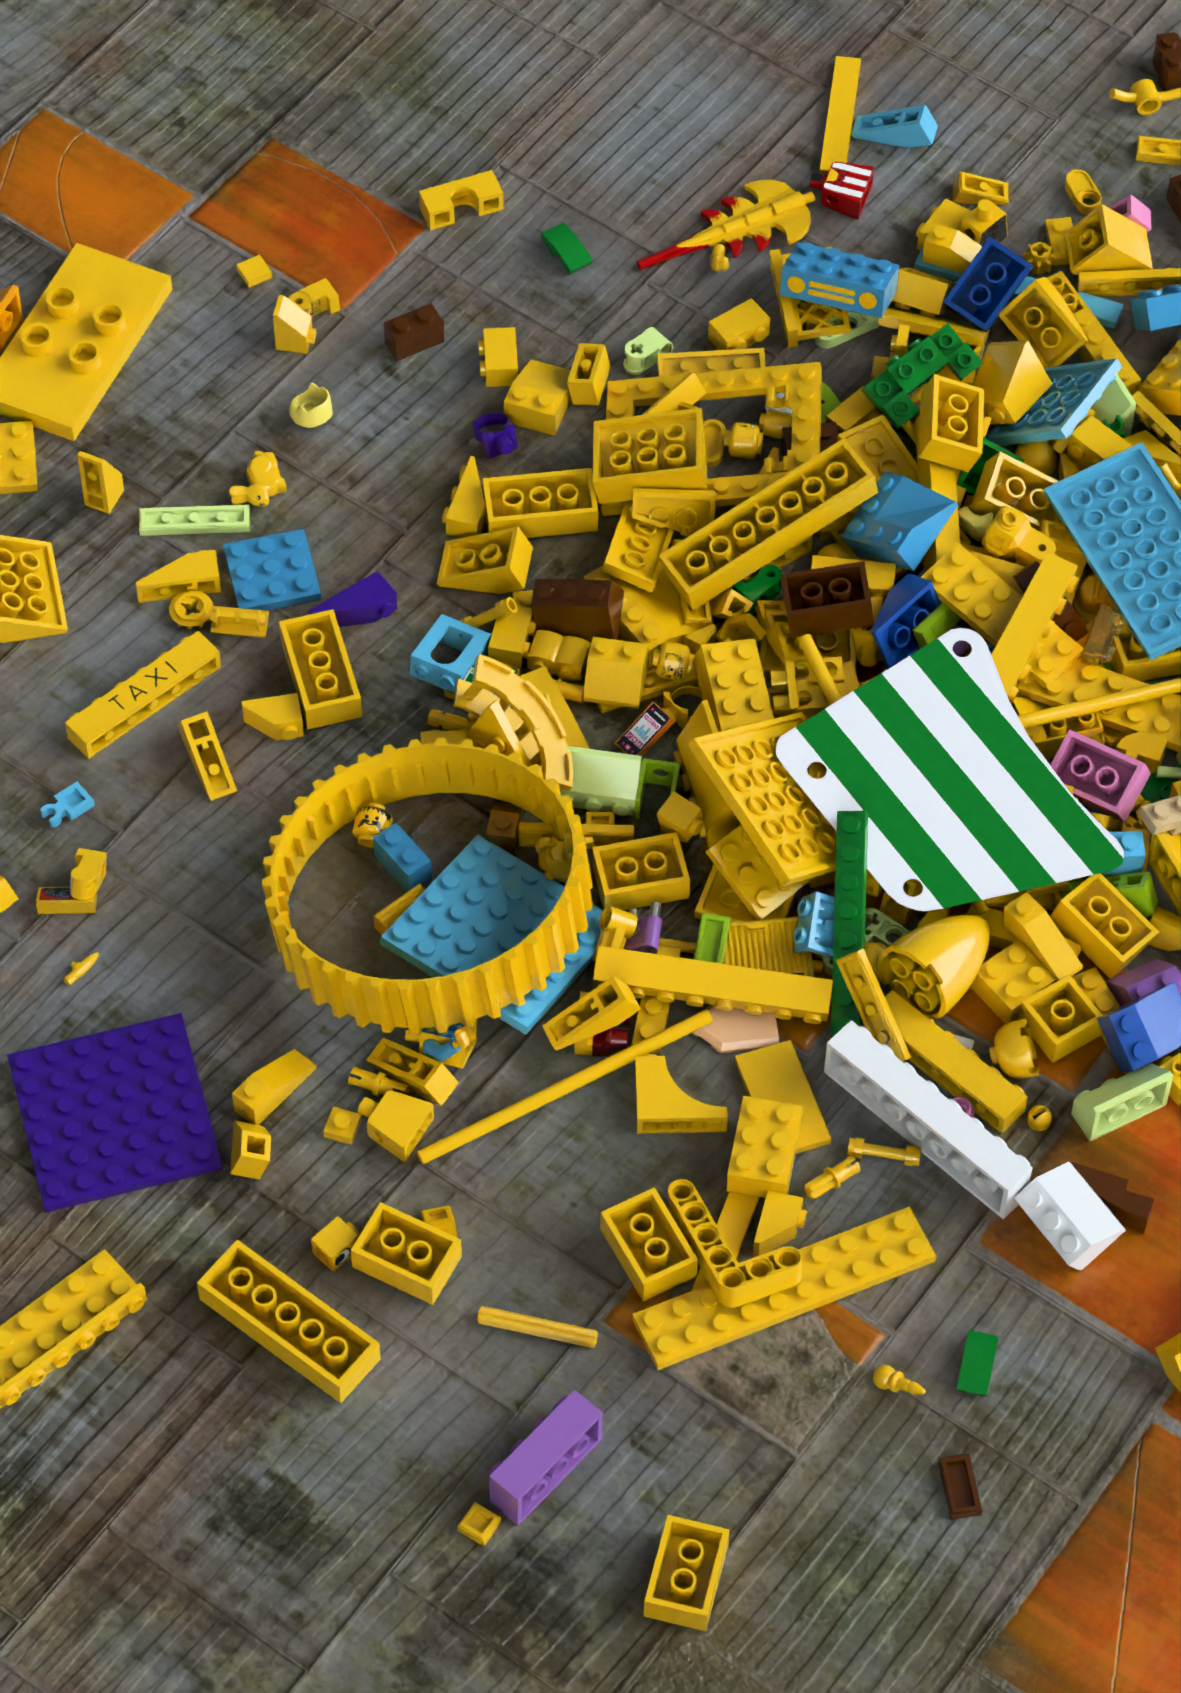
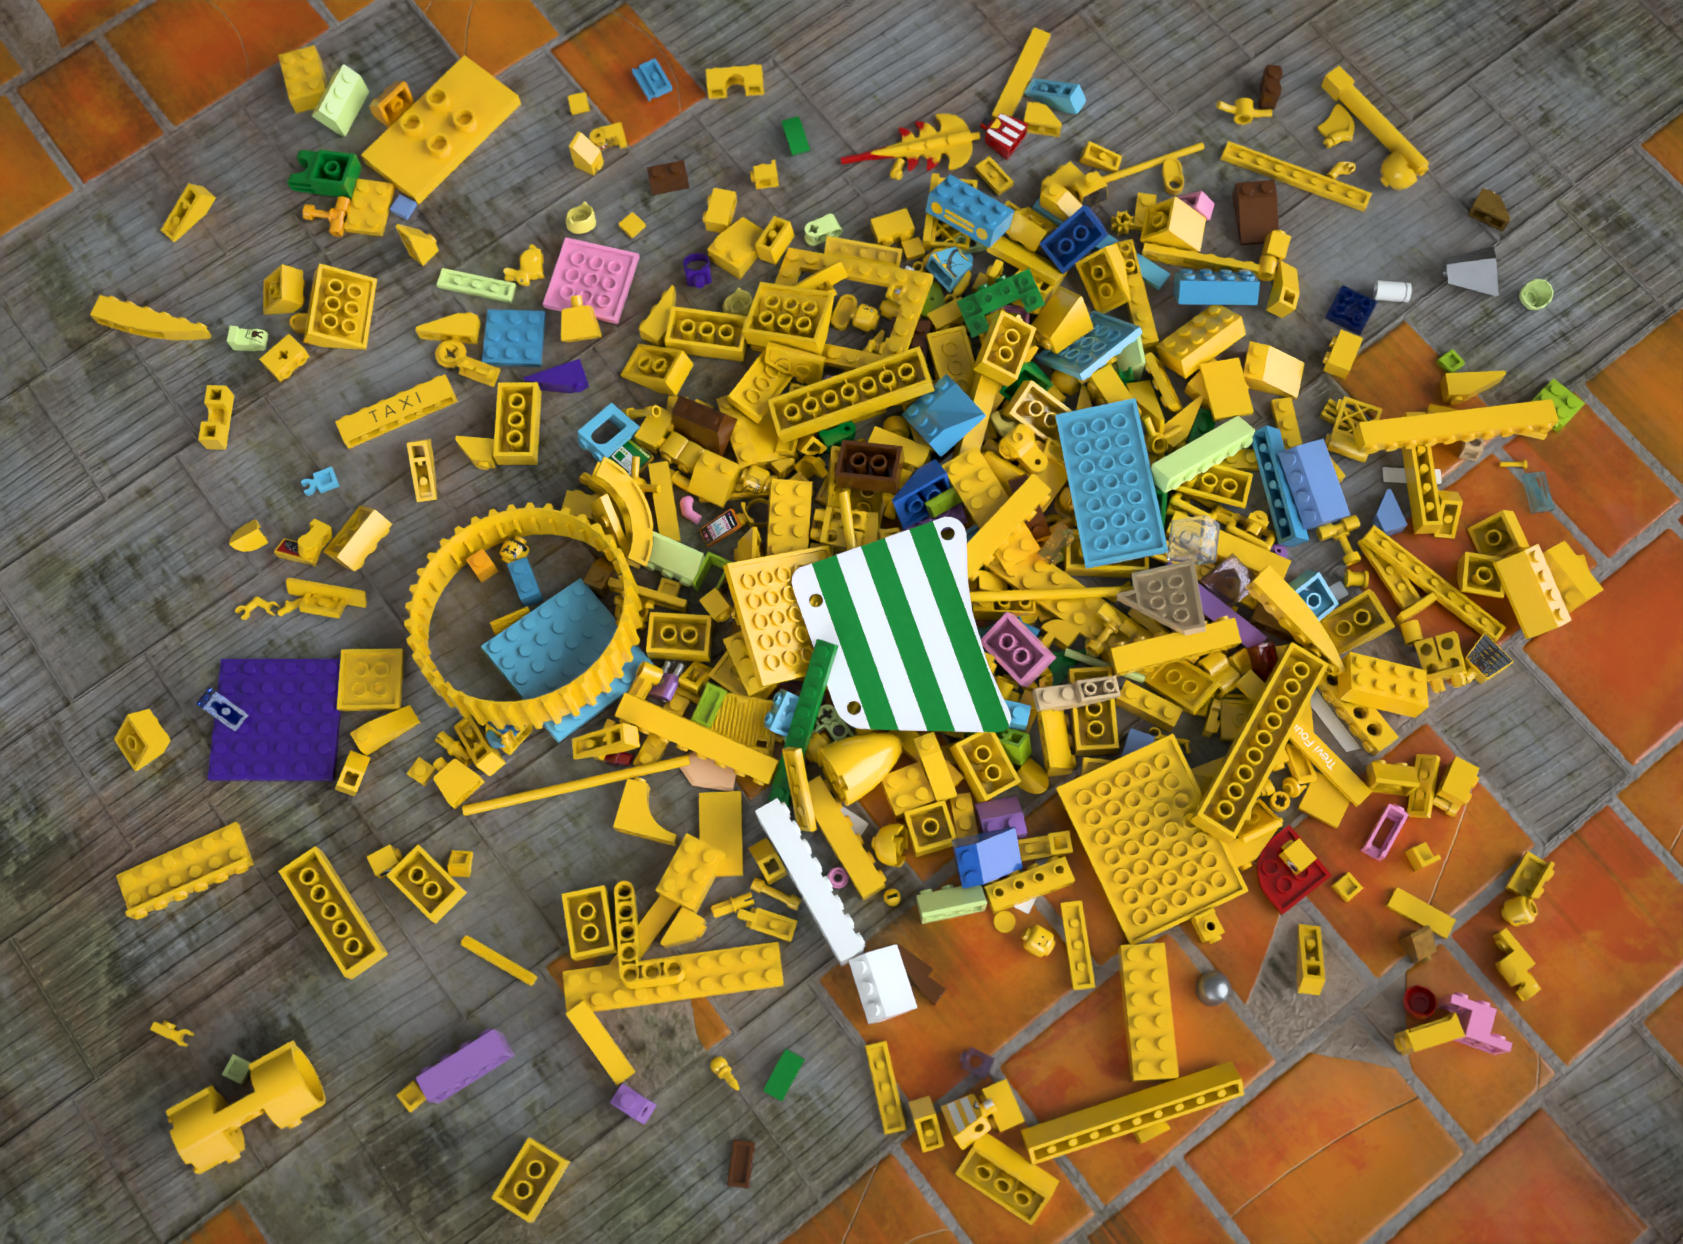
camera: 20 degrees right, 15 degrees up
(37, 974) = (256, 601): none -> yellow arm
(37, 1107) = (222, 709): none -> clear blue slope
(56, 447) = (403, 207): none -> medium blue tile
(109, 1531) = (168, 1030): none -> yellow plate
(127, 942) = (325, 598): none -> yellow bracket
(146, 859) = (358, 538): none -> yellow slope
(223, 1552) = (237, 1069): none -> yellowish green plate
(224, 1620) = (209, 1128): none -> yellow cylinder
(230, 1029) = (370, 679): none -> yellow plate
(334, 852) = (482, 565): none -> light orange brick
(346, 221) = (652, 79): none -> dark azure plate
(354, 478) = (595, 273): none -> bright pink plate
(360, 528) = (579, 322): none -> yellow torso
(383, 401) = (632, 225): none -> yellow tile
(544, 302) = (765, 175): none -> yellow brick
(567, 457) = (738, 303): none -> light yellow hair
(589, 723) = (687, 510): none -> bright pink arm
(678, 921) = (695, 678): none -> yellow slope
(717, 1385) = (600, 1042): none -> yellow tile
(775, 348) = (913, 249): none -> yellow tile
(788, 1445) = (632, 1103): none -> medium lavender torso
(839, 357) = (949, 268): none -> torso
(849, 238) = (994, 175): none -> yellow plate
(862, 1112) = (768, 861): none -> yellow slope
(887, 1187) = (769, 923): none -> yellow hinge
(889, 161) = (1042, 120): none -> yellow slope
(1055, 179) = (1153, 162): none -> yellow piece
(1117, 1345) = (885, 1087): none -> yellow tile

